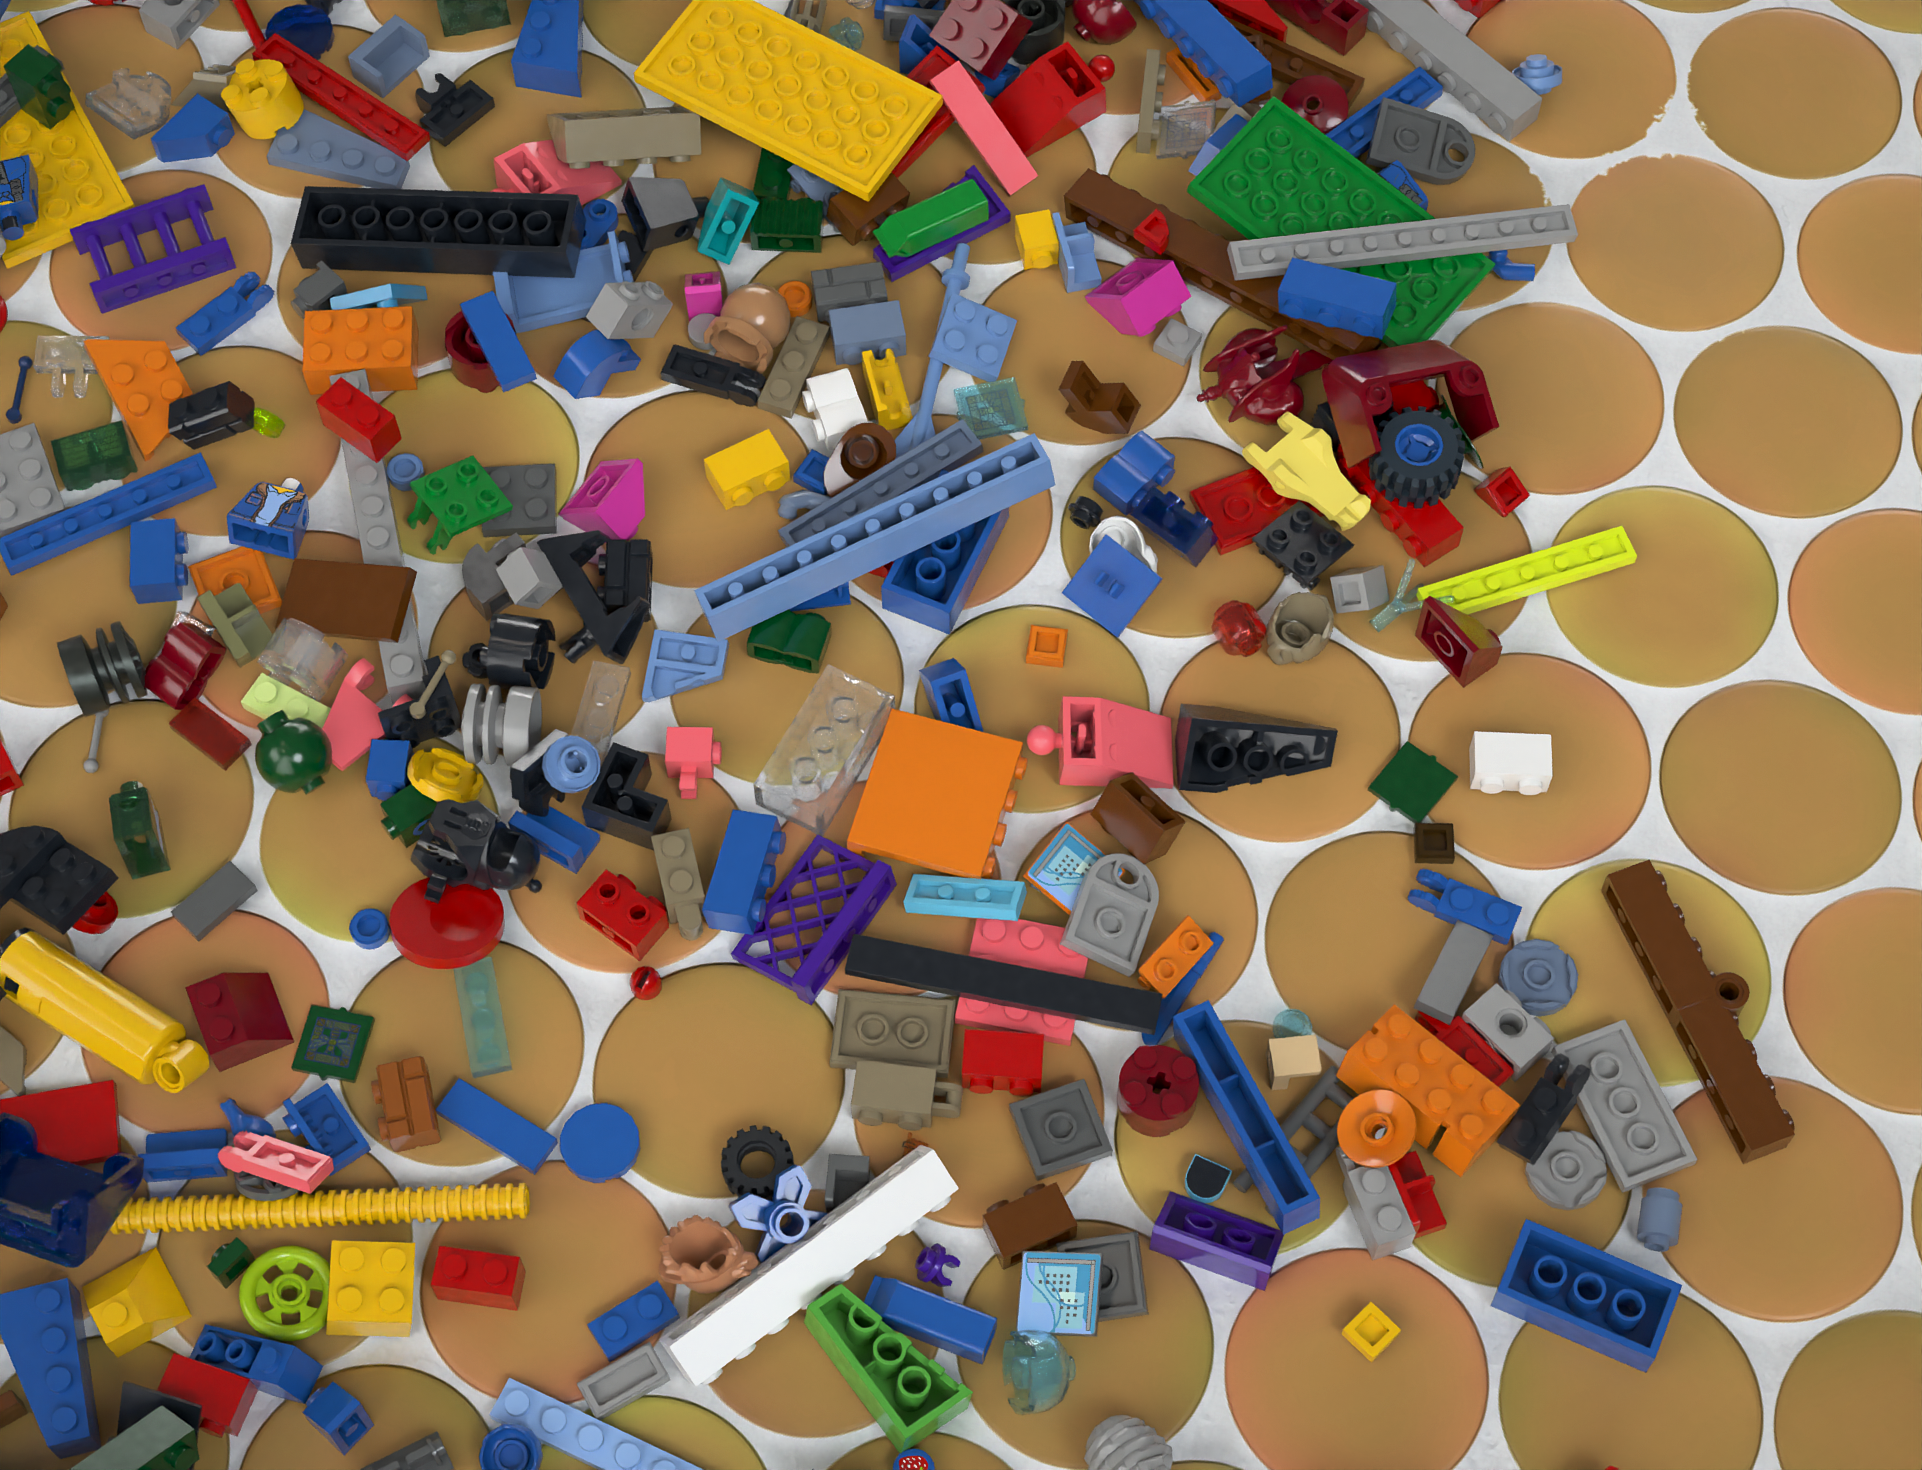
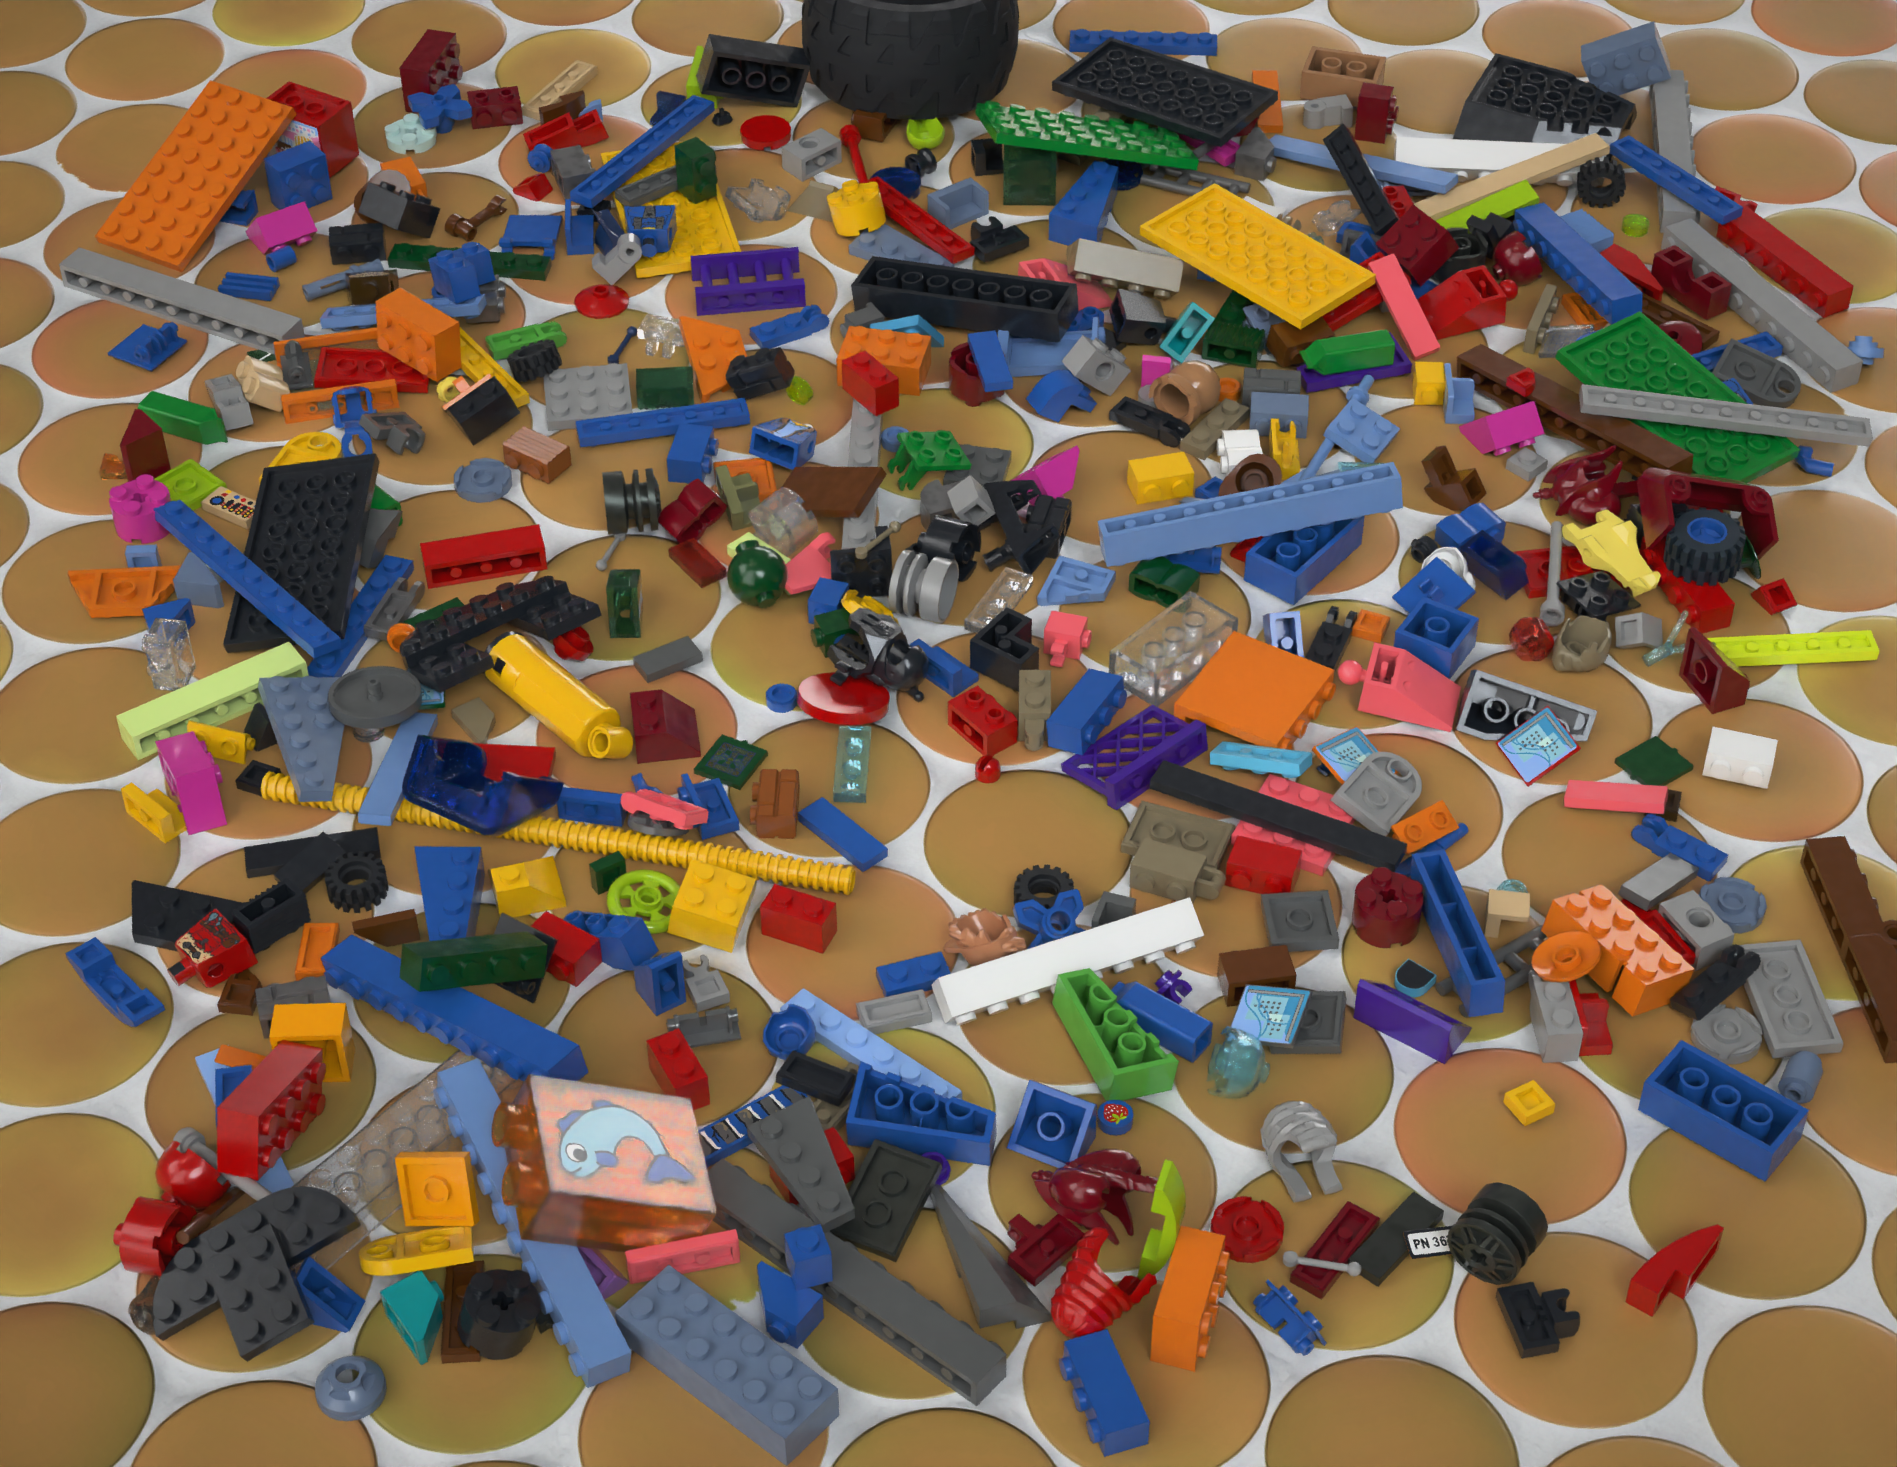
camera: 15 degrees right, 20 degrees down
(193, 132) = (798, 223): blue slope -> none
(394, 1406) = (705, 986): none -> light grey plate
(529, 780) = (941, 617): black plate -> none
(571, 764) = (969, 609): medium blue plate -> none
(600, 1142) = (921, 860): blue tile -> none
(1005, 686) = (1331, 639): none -> black hinge
(1129, 660) = (1438, 635): none -> blue brick
(1137, 818) = (1416, 735): reddish brown brick -> none
(1255, 580) = (1552, 610): none -> light grey piece
(1279, 797) = (1538, 746): none -> piece
(1337, 298) = (1661, 431): blue brick -> none
(1381, 852) = (1616, 796): none -> coral tile

